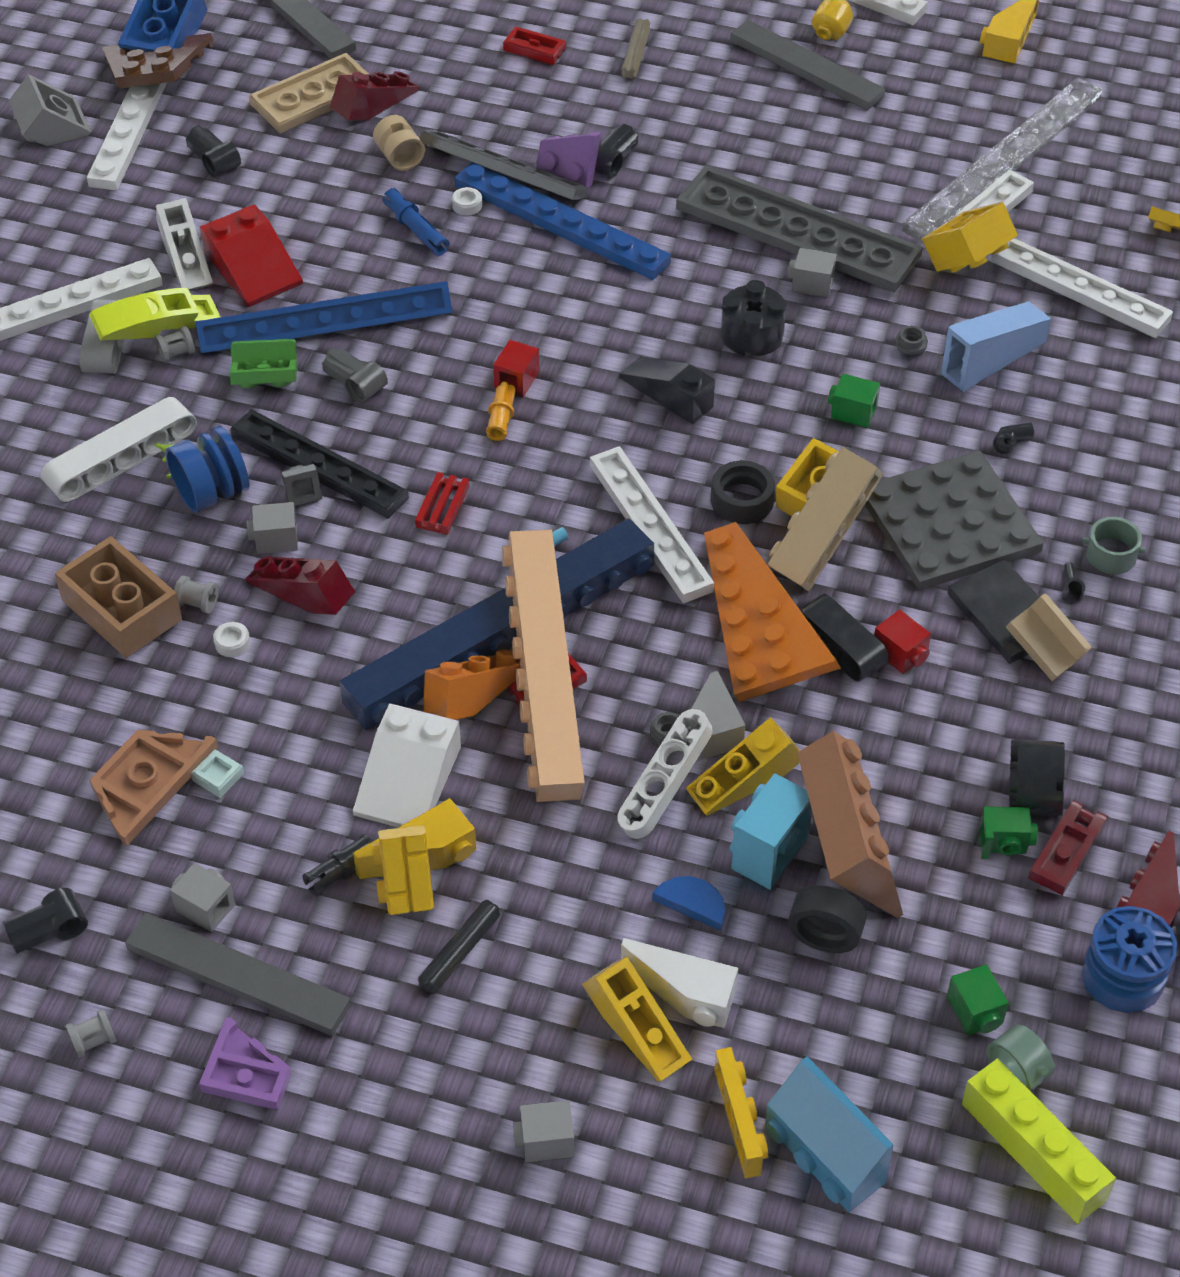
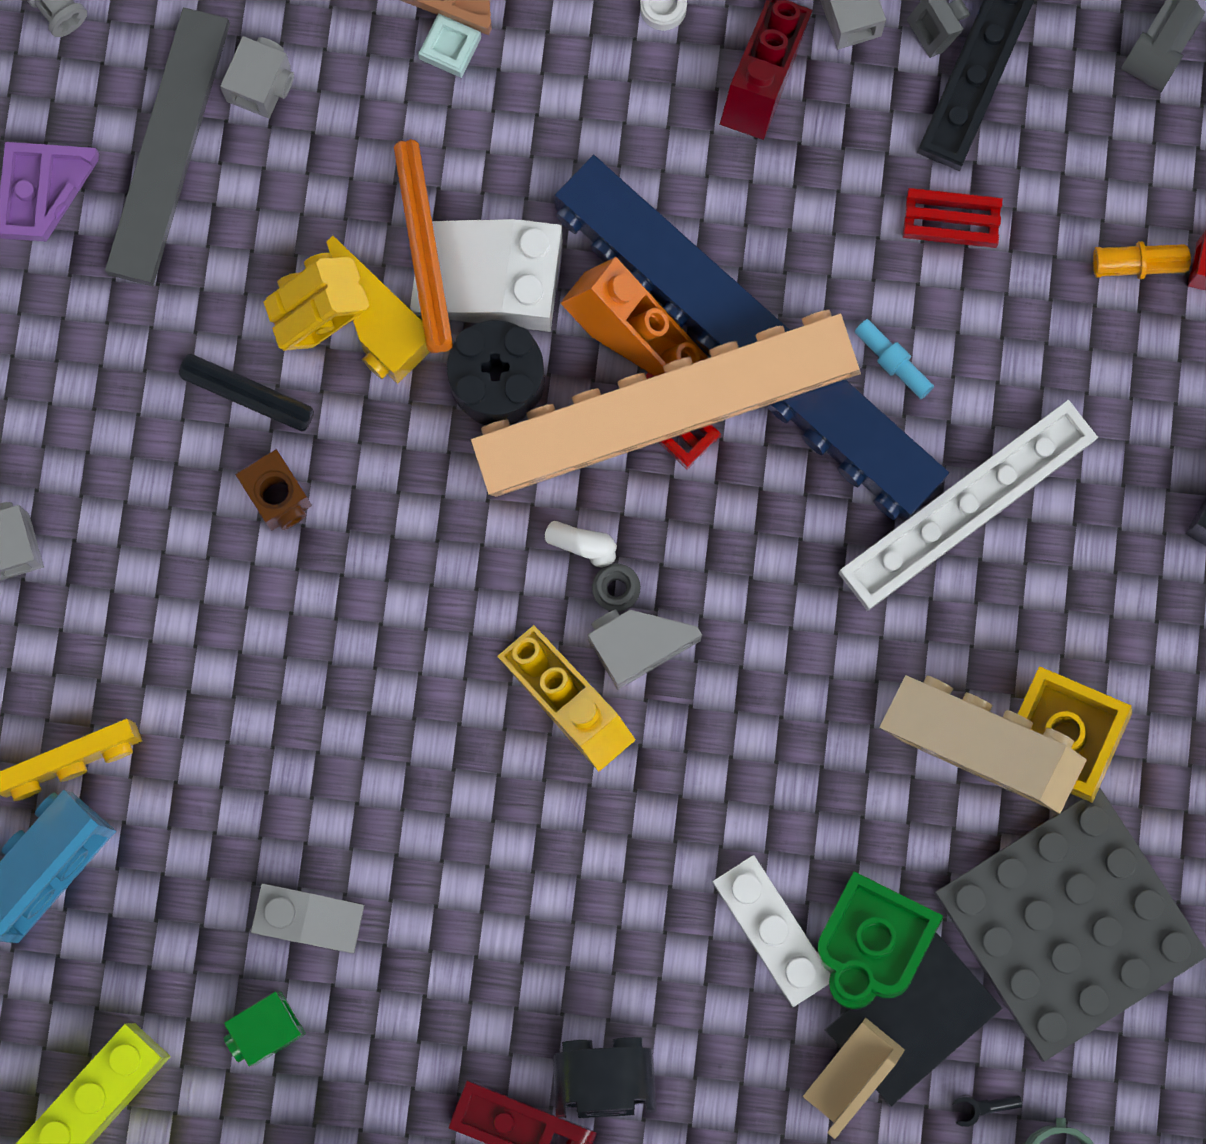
camera: 80 degrees right, 30 degrees up
(335, 867) = (334, 223): black pin -> none
(377, 799) = (423, 247): none -> orange axle
(489, 771) = (488, 346): none -> black brick
(543, 946) = (265, 473): none -> reddish brown brick
(634, 735) = (589, 544): none -> white arm
(637, 1018) = (173, 617): yellow slope -> none
(659, 771) = (531, 588): white beam -> none
(688, 983) = (228, 676): white slope -> none
(692, 898) = (363, 662): blue tile -> none
(740, 510) = (1078, 597): black tyre -> none
(762, 627) = (810, 682): orange wing -> none
(770, 830) = (454, 740): medium azure brick -> none
(833, 905) = (335, 828): black tyre -> none
(847, 639) = (811, 793): black beam -> none
(848, 821) = (459, 840): nougat slope -> none
(890, 965) = (307, 918): none -> light grey slope
(904, 641) = (817, 878): red brick -> none
(935, 679) = (772, 930): none -> white plate
(955, 615) = (874, 942): none -> green plate
(1006, 831) = (524, 1047): green brick -> none
(1023, 1055) = (180, 1087): sand green piece -> none

